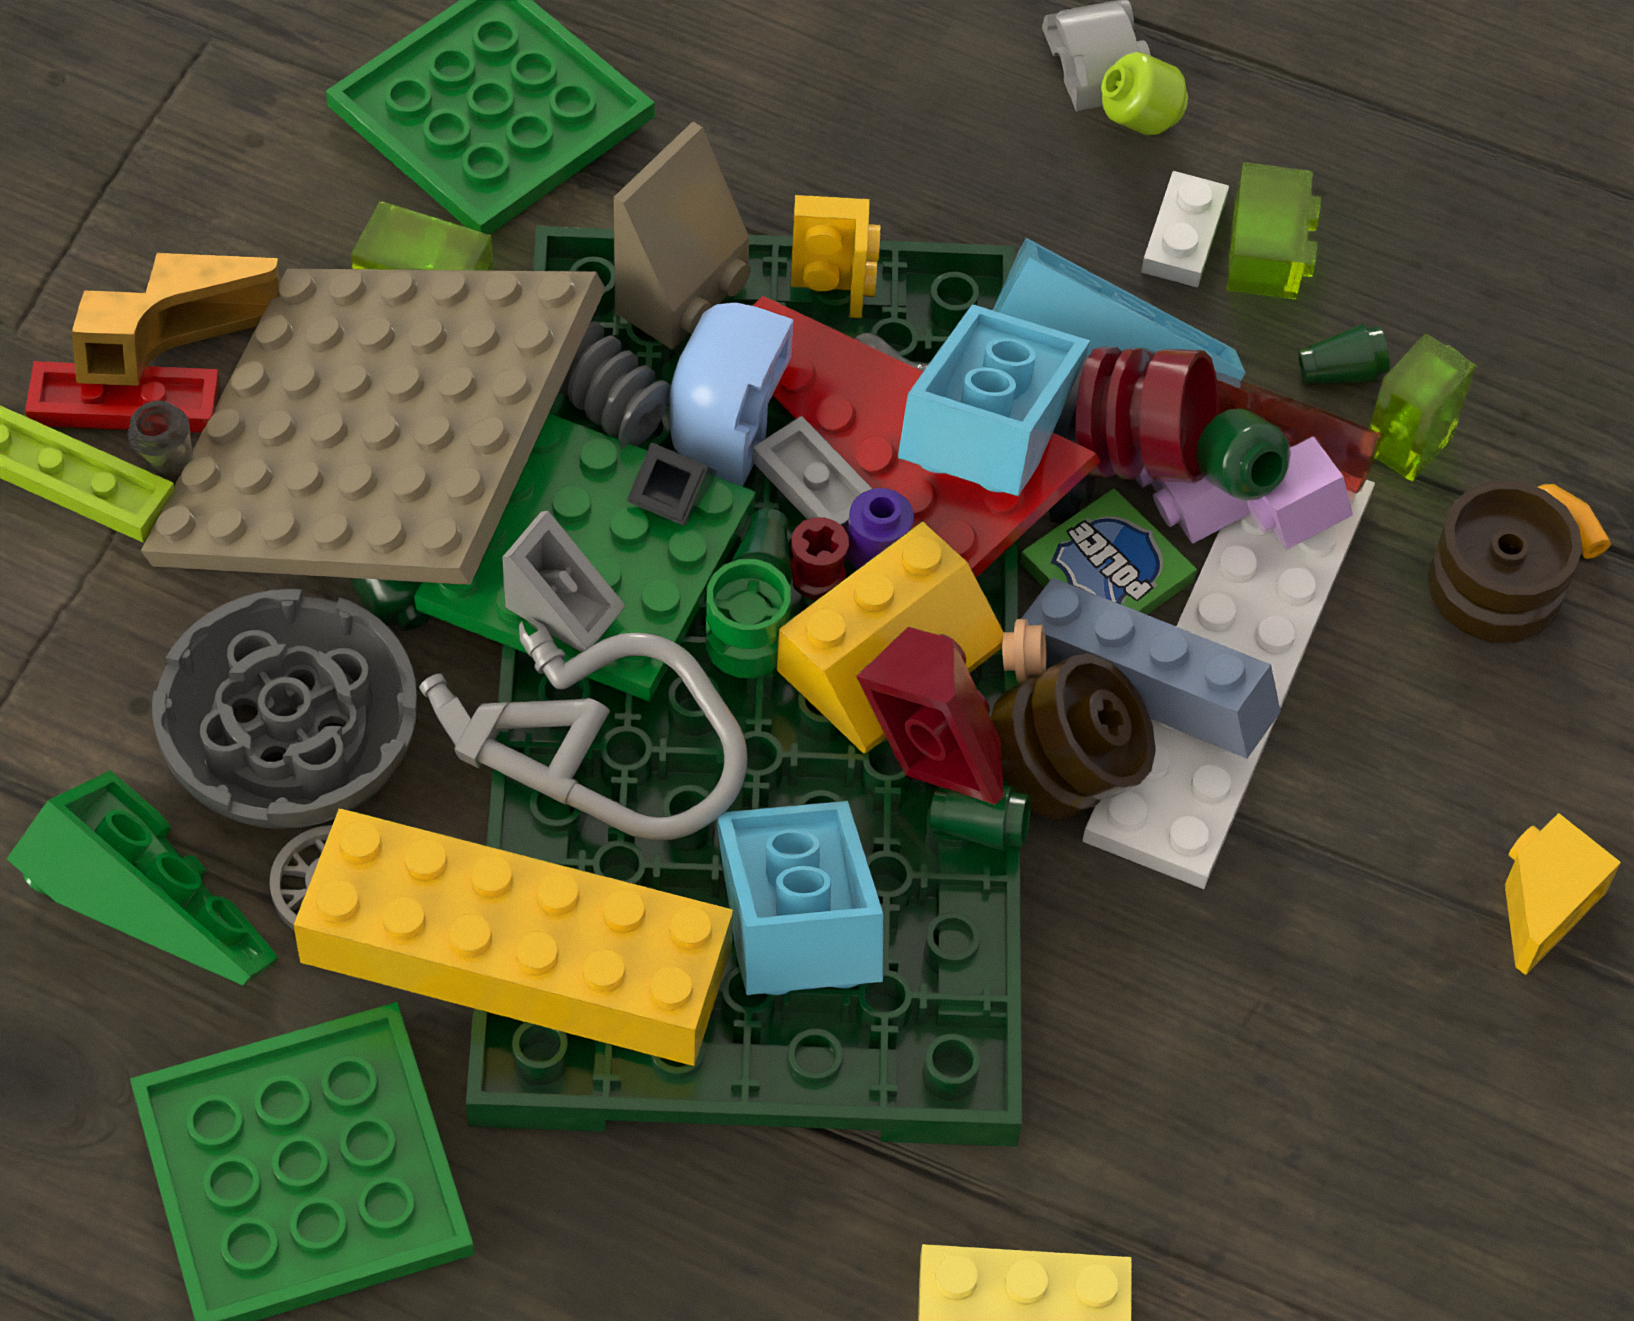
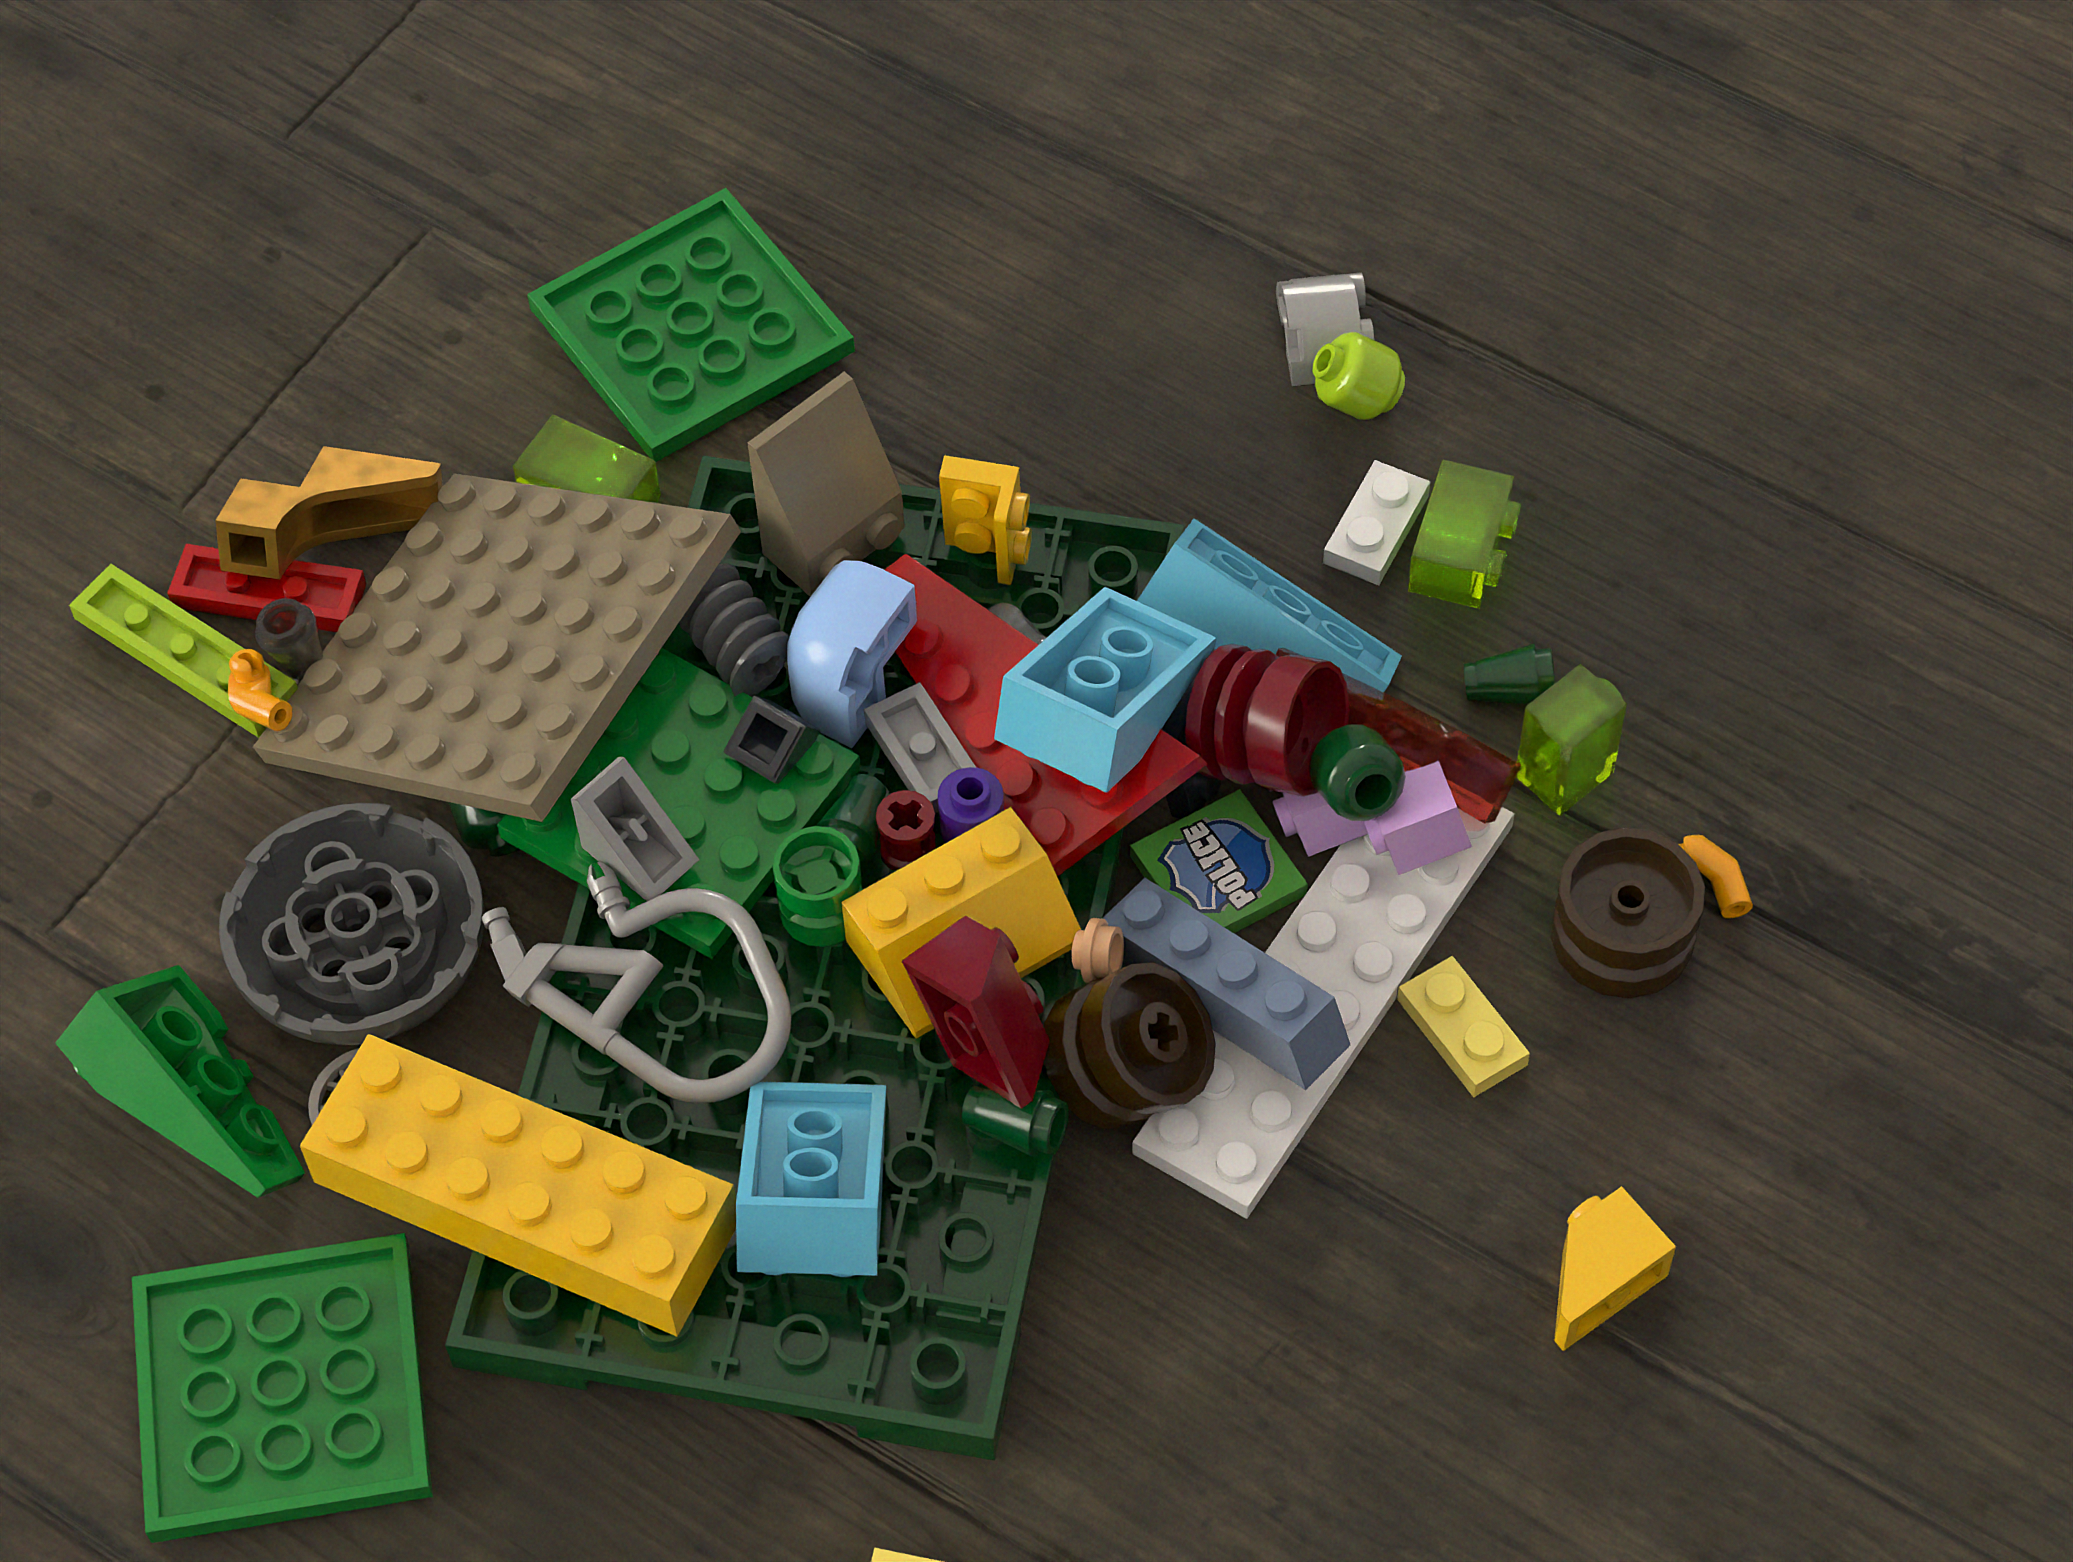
camera: 15 degrees right, 0 degrees up
(134, 495) = (251, 691): none -> light orange arm
(1368, 685) = (1463, 1026): none -> light yellow plate

